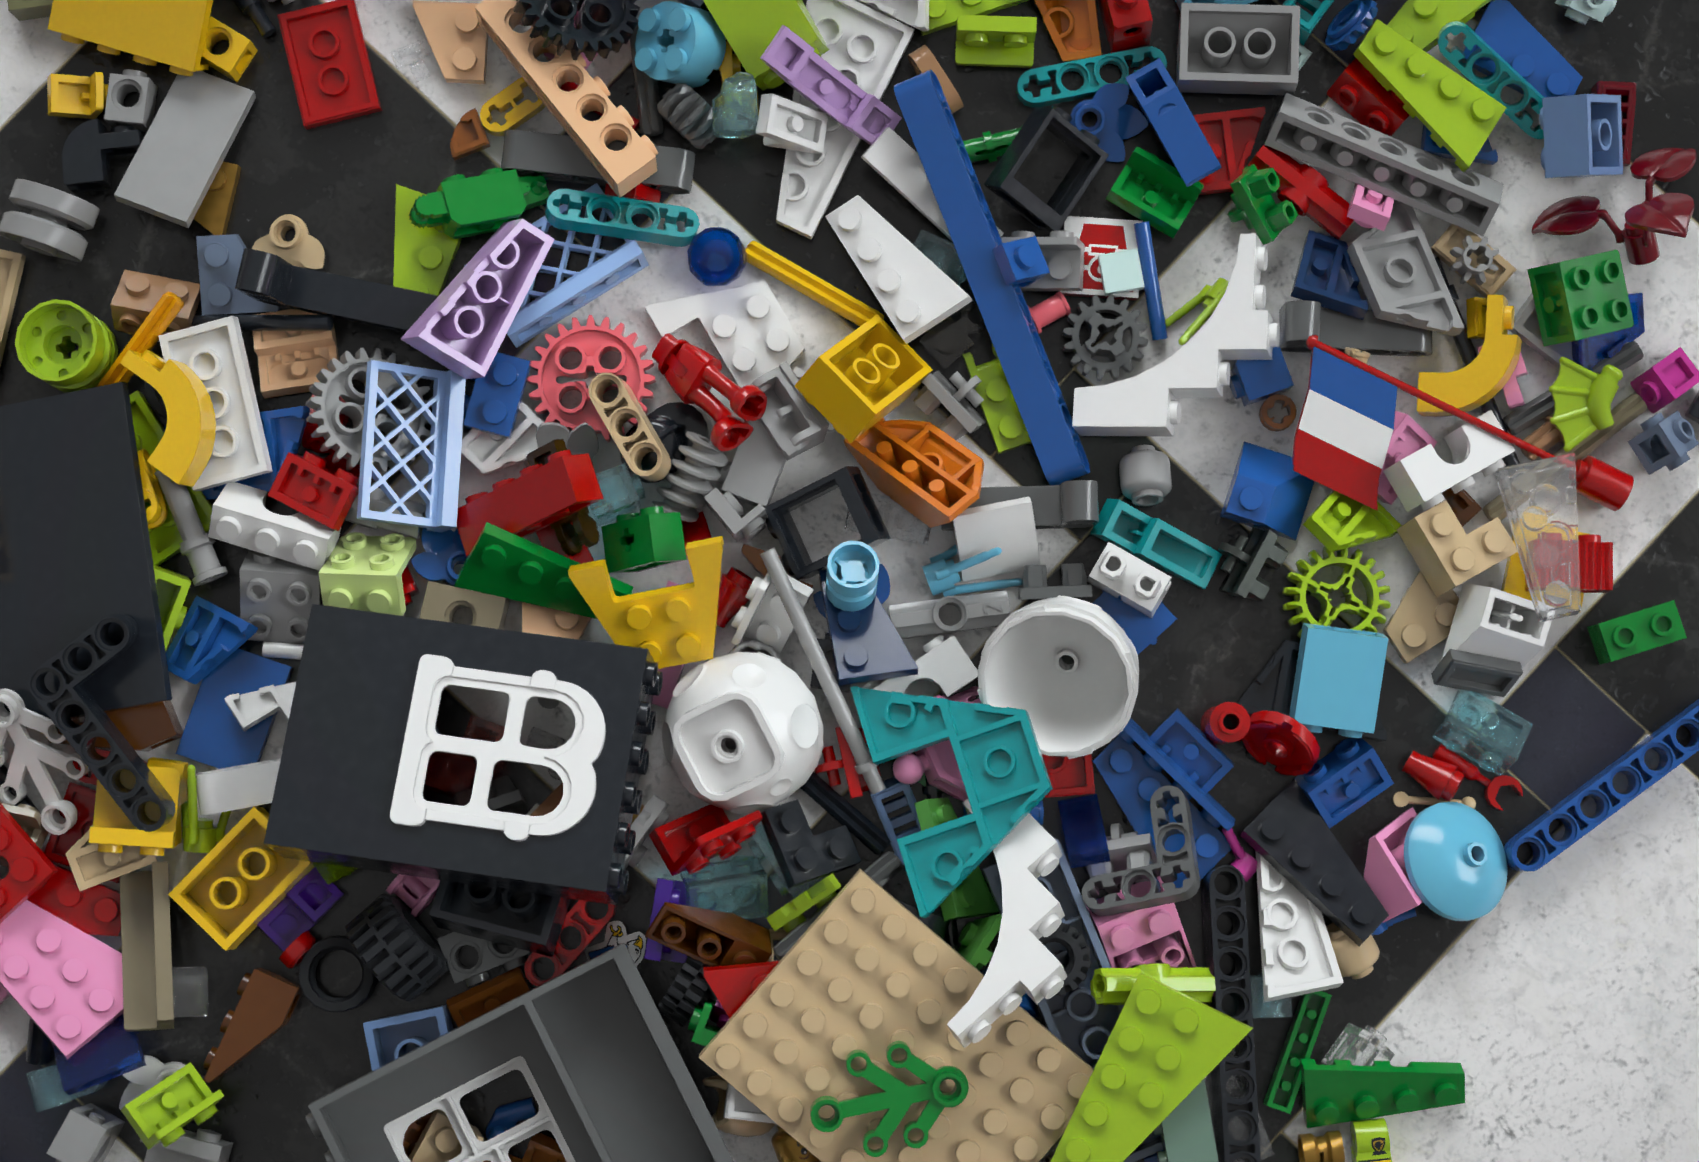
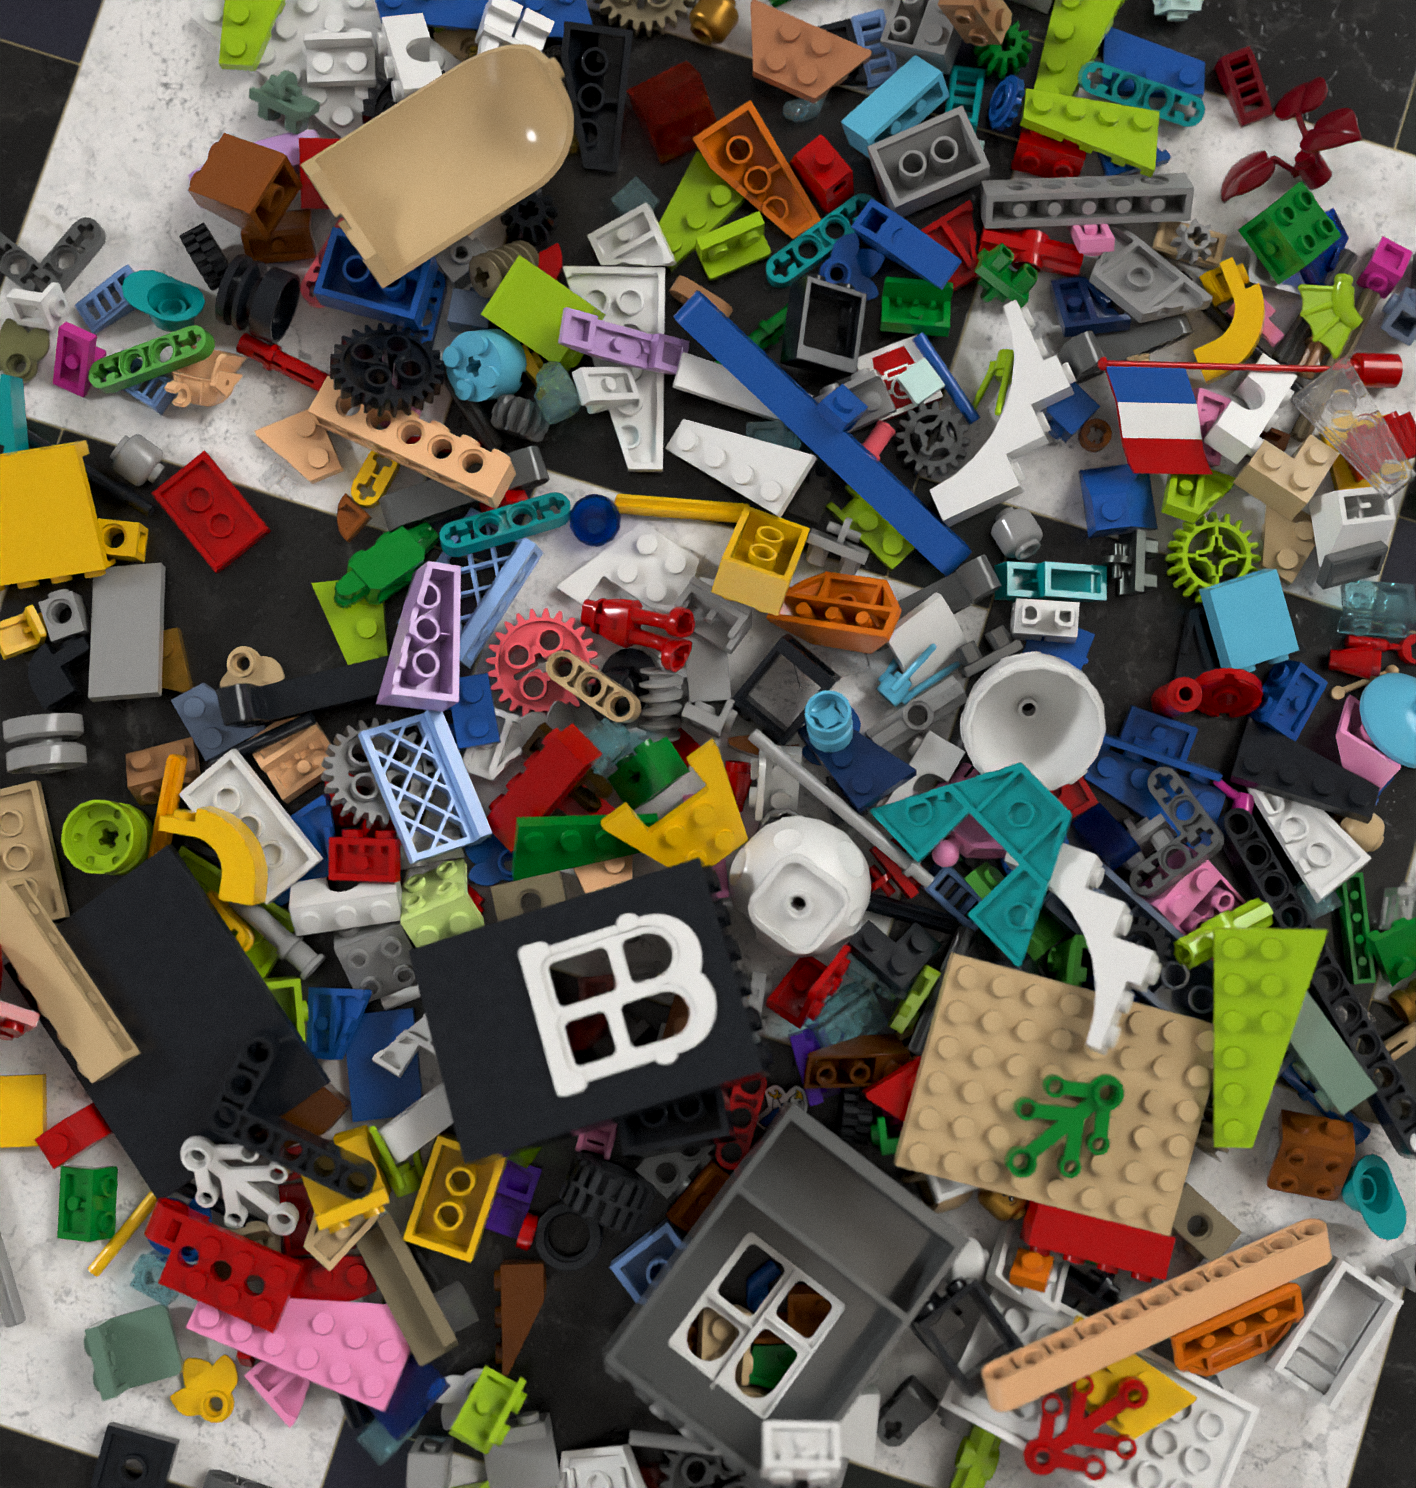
camera: 25 degrees left, 0 degrees up
(1582, 136) = (1230, 105): medium blue brick -> none

